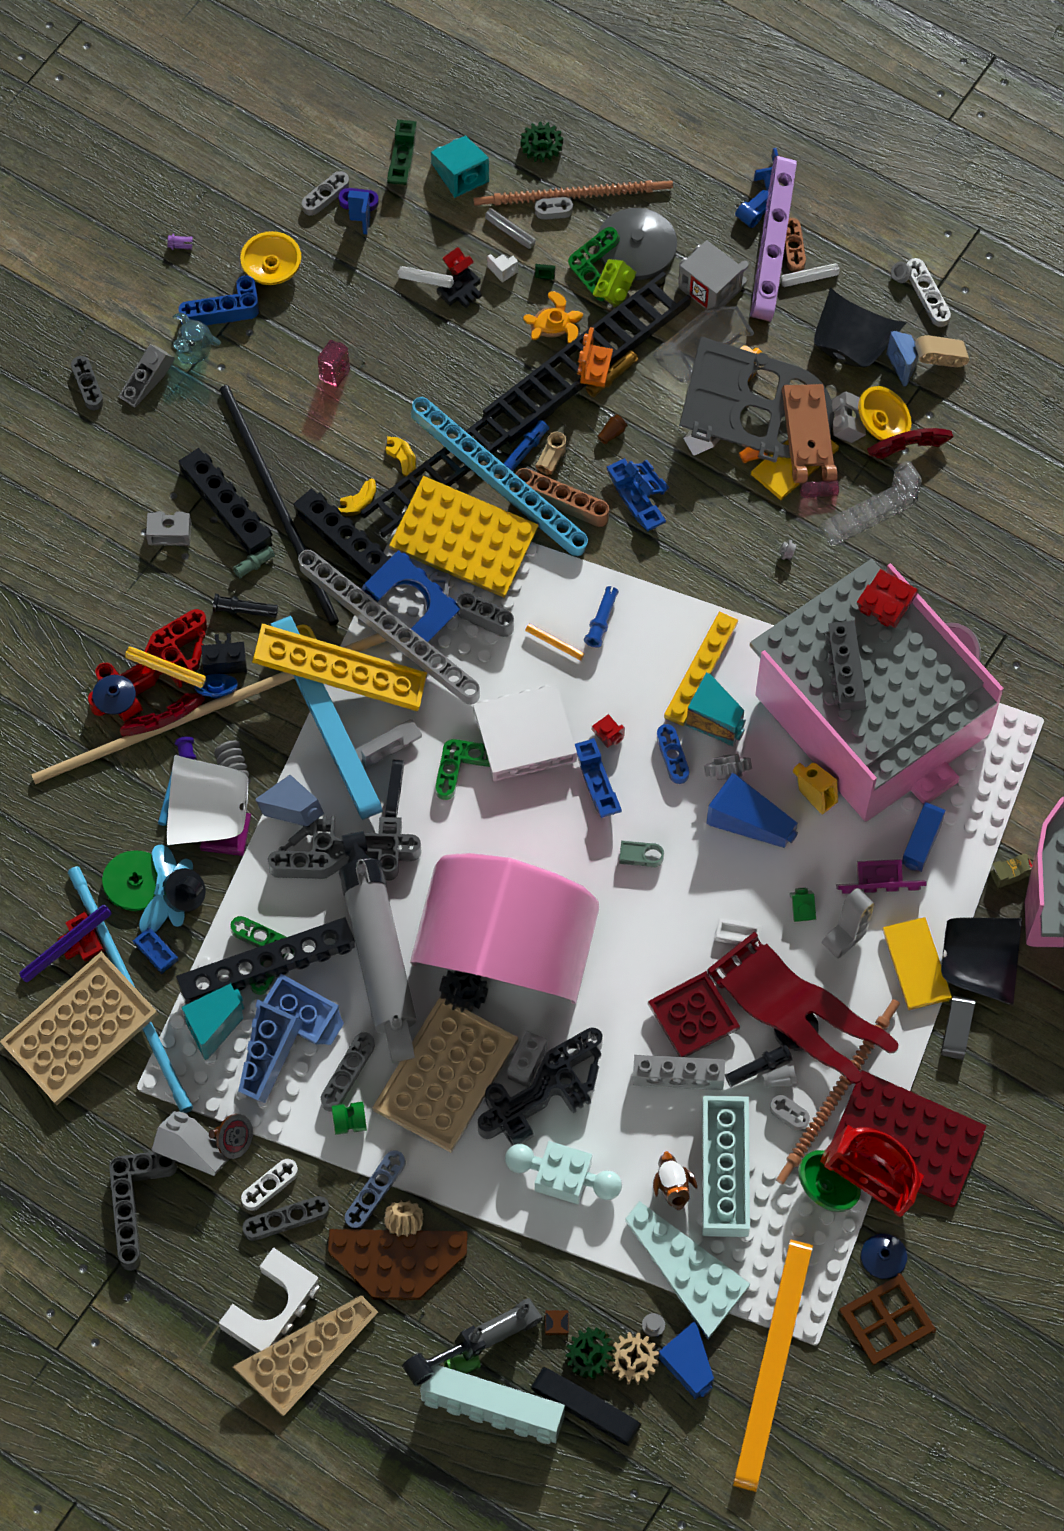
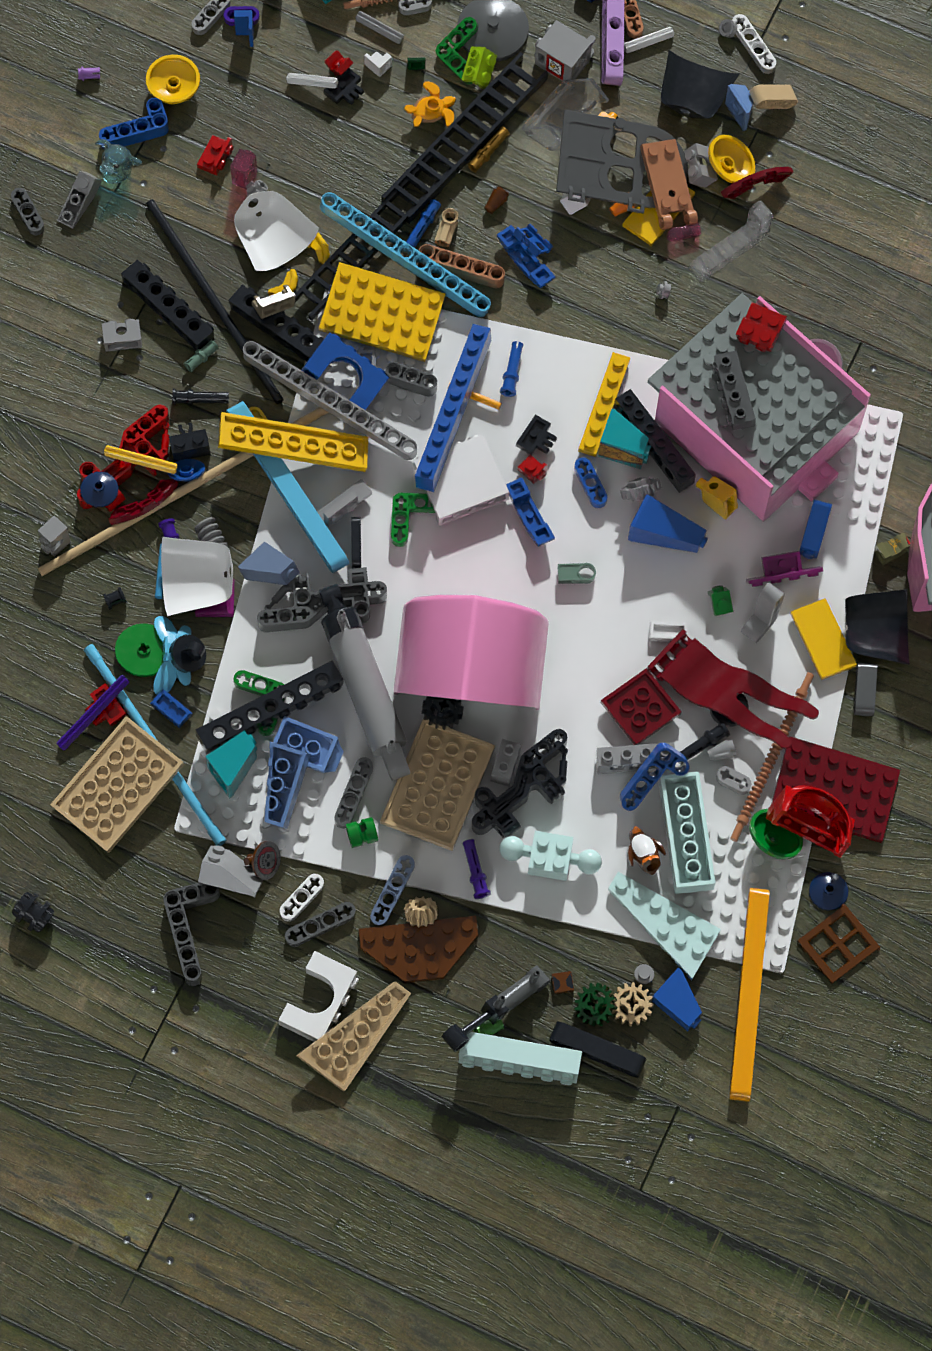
camera: 10 degrees left, 5 degrees up
(54, 740) = (53, 536): none -> light grey brick
(112, 818) = (114, 598): none -> black bush
(305, 345) = (215, 155): none -> red bracket
(343, 512) = (274, 303): none -> dark tan hinge
(345, 389) = (254, 187): none -> light grey gear
(359, 439) = (276, 234): none -> white piece
(475, 1187) = (477, 877): none -> dark purple pin
(526, 651) = (453, 408): none -> blue brick
(594, 361) = (473, 142): orange bracket -> none
(618, 695) = (536, 436): none -> black hinge
(692, 1097) = (651, 778): none -> blue beam
(758, 723) = (661, 448): none -> black brick

